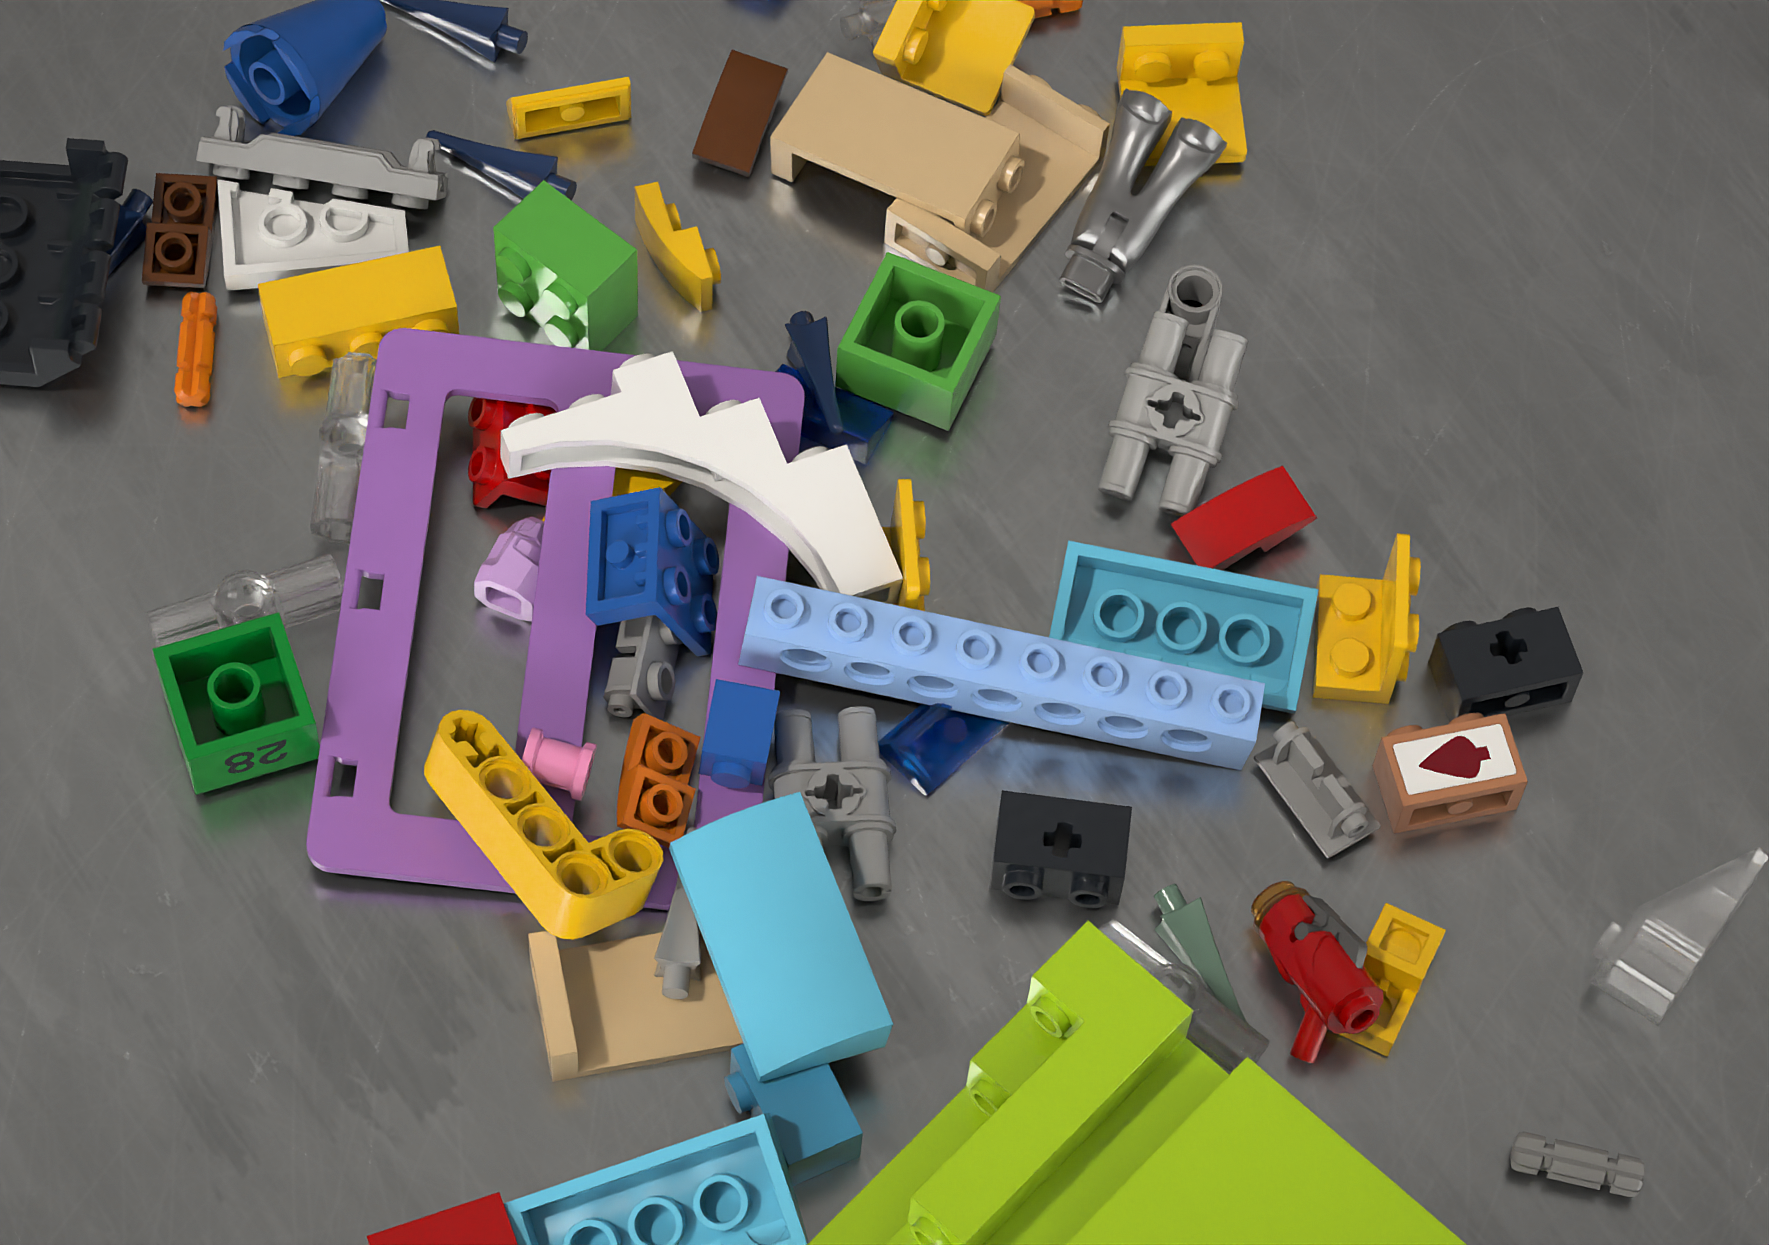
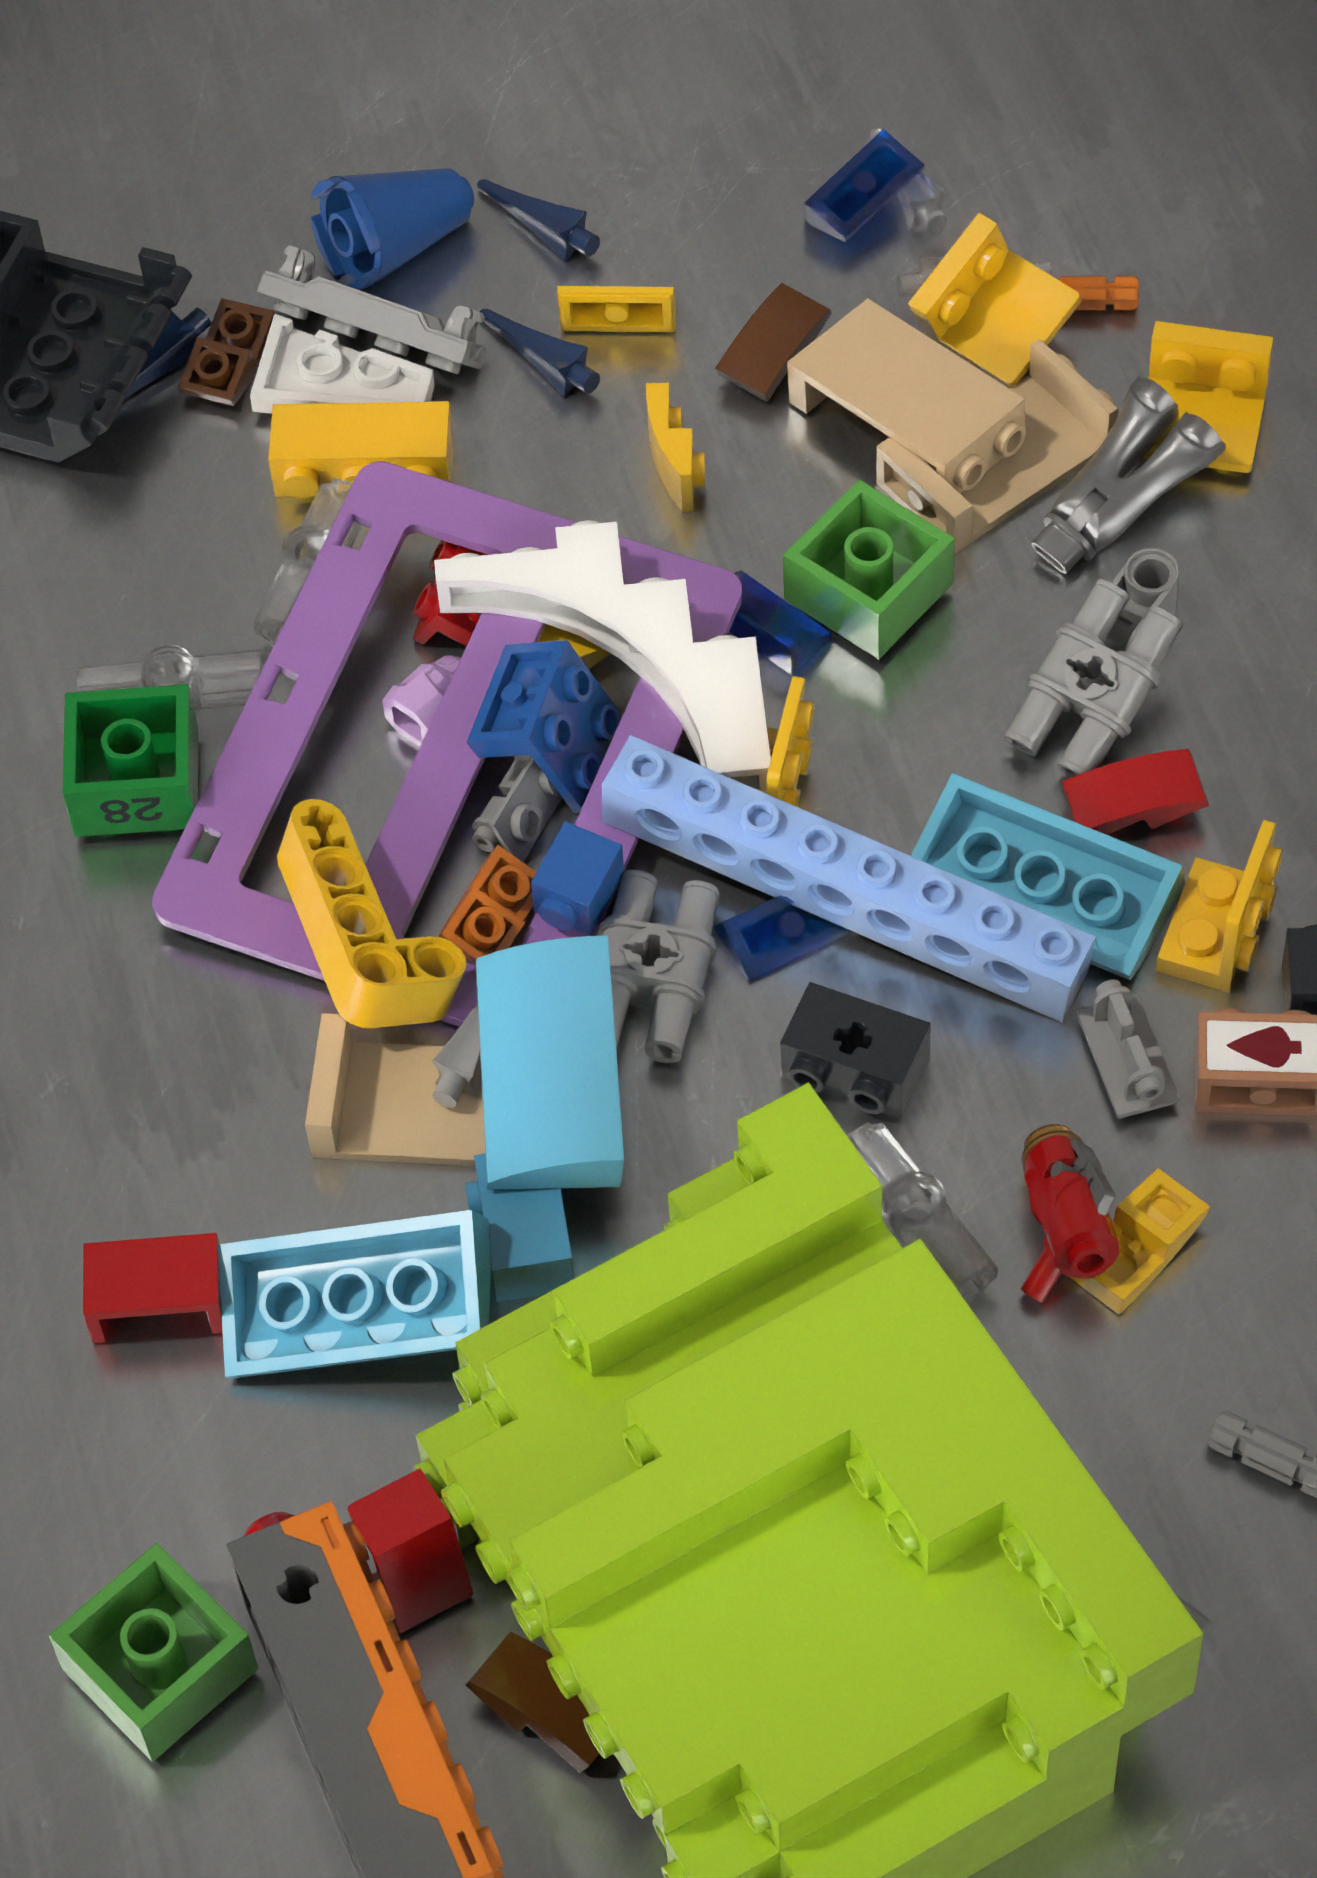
camera: 25 degrees right, 5 degrees down
(195, 349) = (206, 456): orange axle -> none
(559, 763) = (401, 870): bright pink bush -> none
(565, 271) = (555, 443): bright green brick -> none
(812, 359) = (767, 572): dark blue piece -> none
(1191, 939) = (956, 1161): sand green piece -> none

